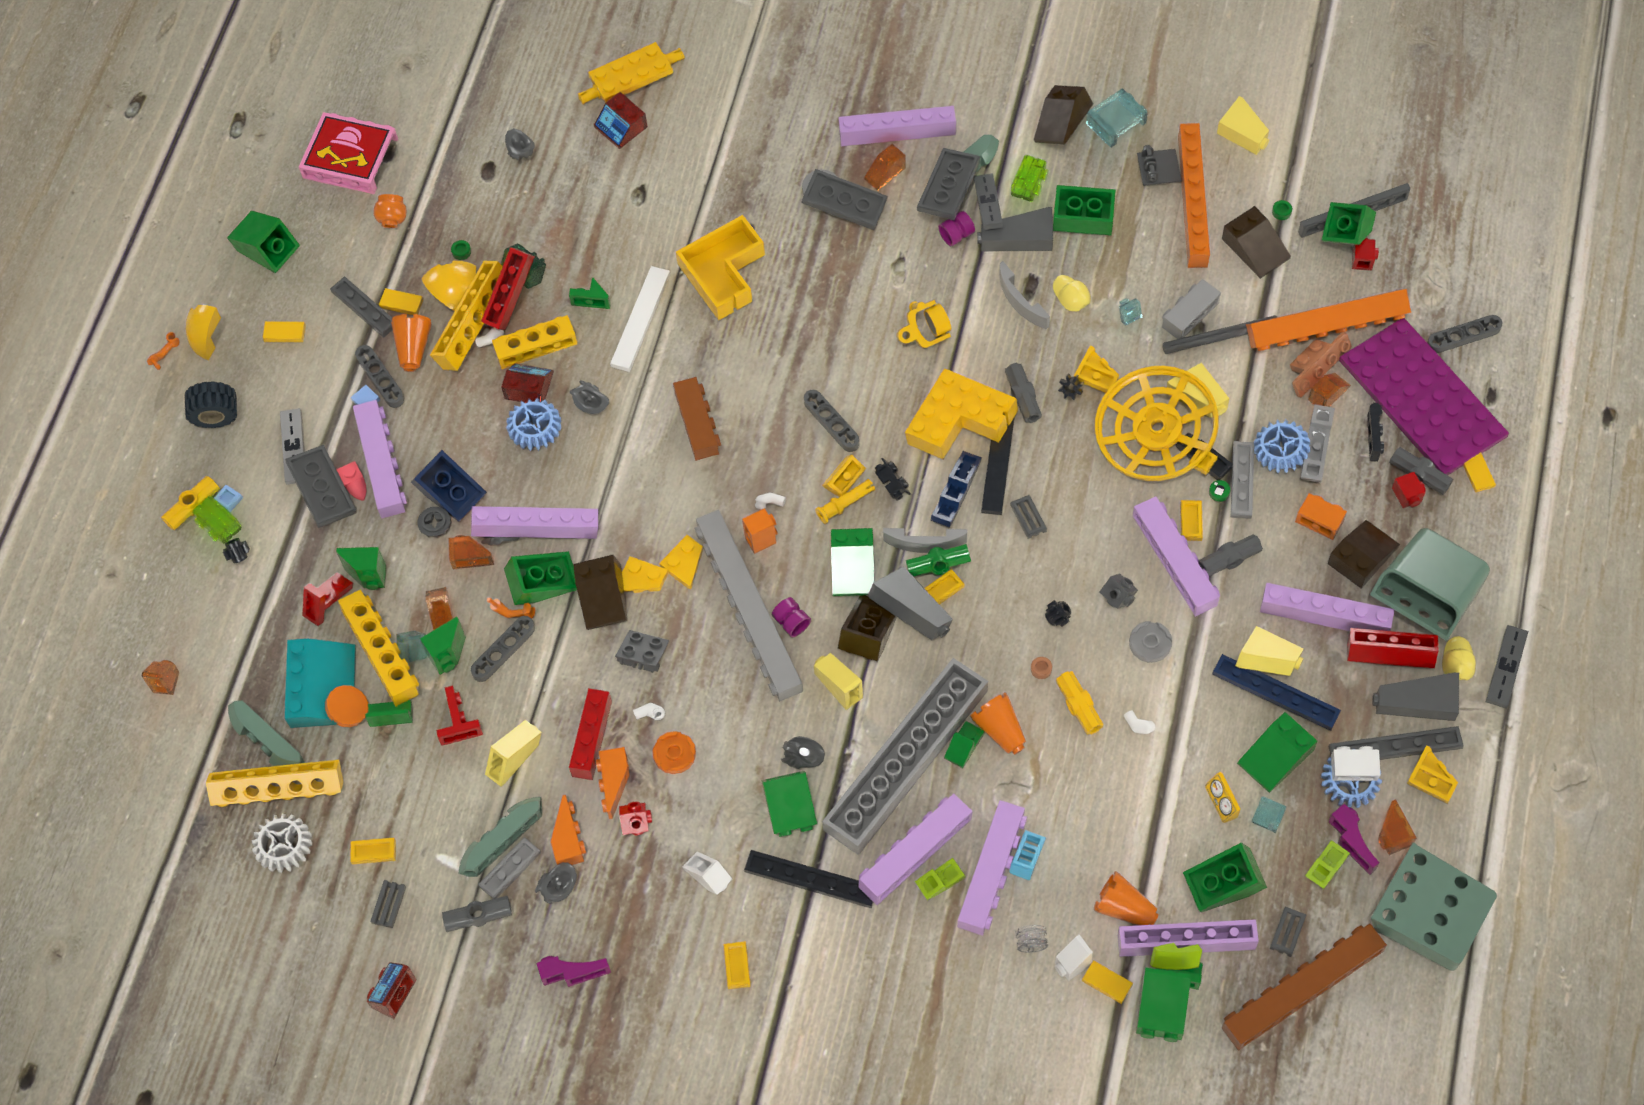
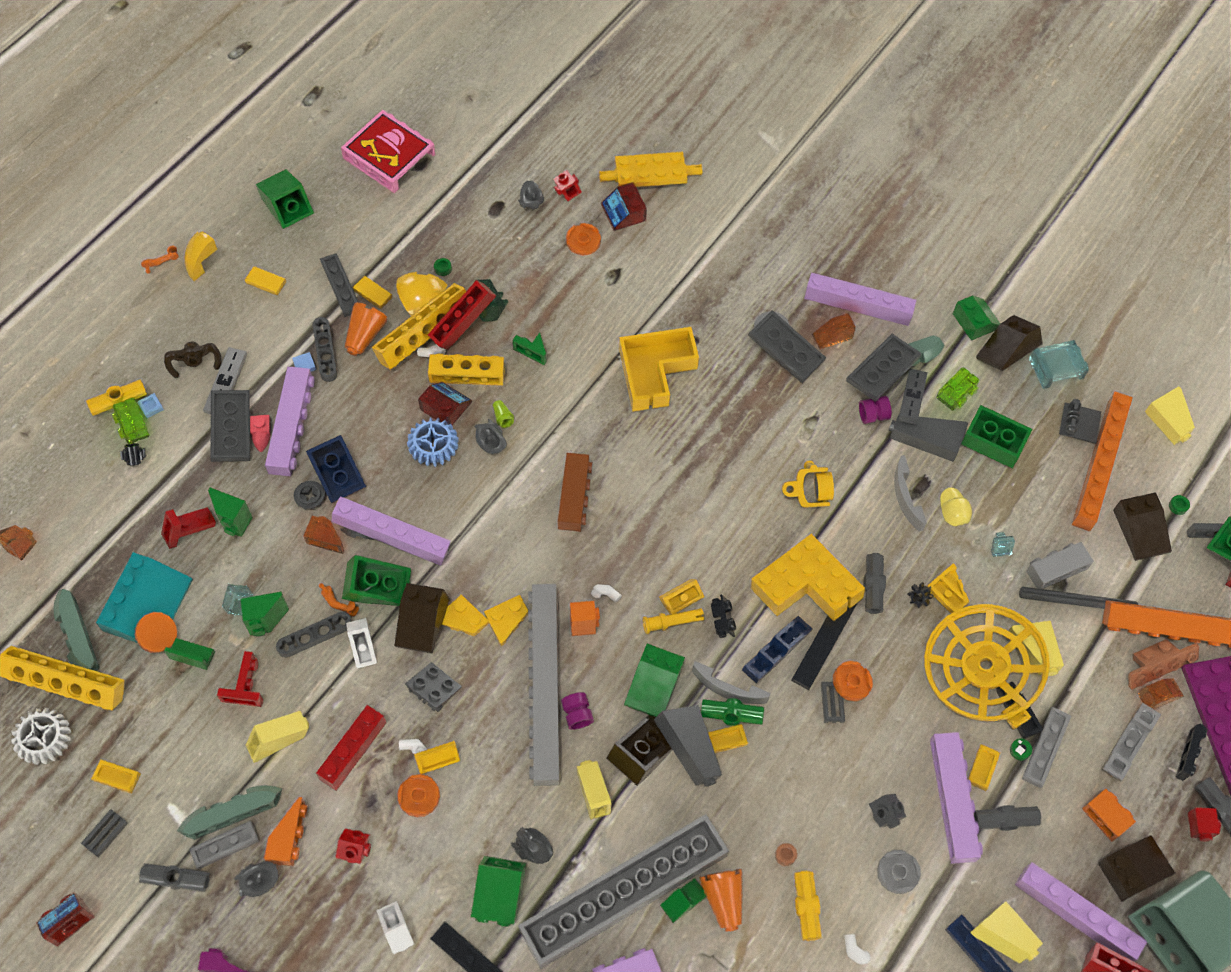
camera: 15 degrees right, 0 degrees up
(210, 404) = (171, 319): black wheel -> none
(249, 433) = (192, 356): none -> dark brown piece
(390, 210) = (398, 211): orange piece -> none
(398, 690) = (208, 637): yellow brick -> none
(439, 606) = (276, 574): clear orange slope -> none
(552, 120) = (567, 185): none -> red brick
(553, 637) = (361, 643): none -> white slope
(591, 371) = (502, 414): none -> lime cone
(592, 168) = (583, 239): none -> orange tile
(615, 773) = (356, 794): orange slope -> none
(640, 319) = (565, 384): white tile -> none
(676, 711) = (437, 757): none -> yellow tile
(829, 422) = (689, 541): dark grey beam -> none
(1018, 101) = (975, 317): none -> green slope
(1039, 490) = (852, 681): none -> orange tile
(1058, 613) = (822, 808): black gear -> none
(1295, 442) = (1114, 732): light blue gear -> none

